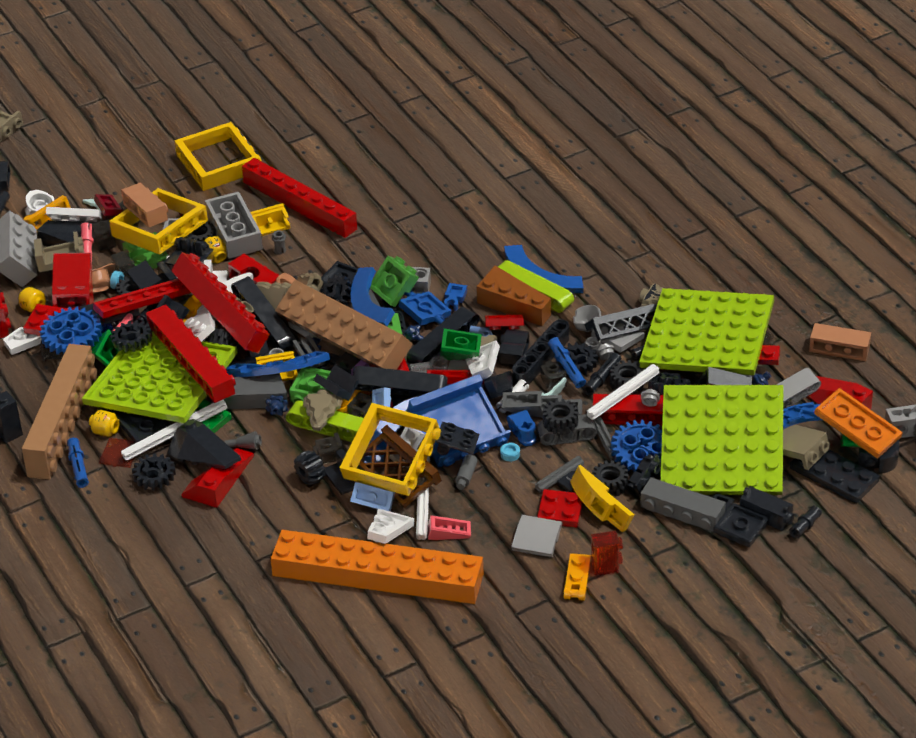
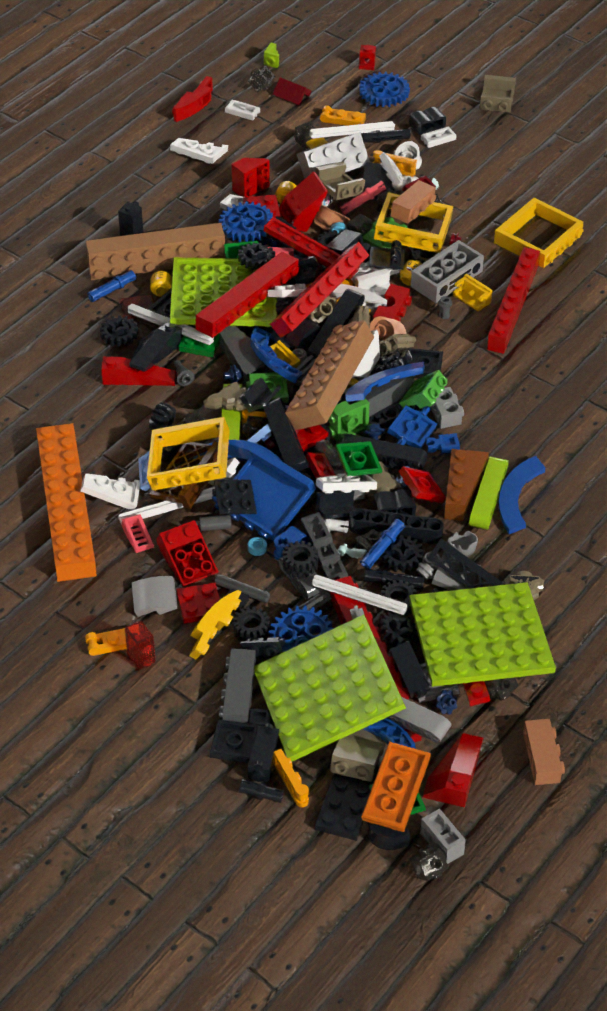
camera: 65 degrees right, 5 degrees up
(30, 179) = (438, 137): none -> white tile
(495, 498) = (187, 553): none -> red slope
(805, 497) = (291, 779): none -> light orange plate

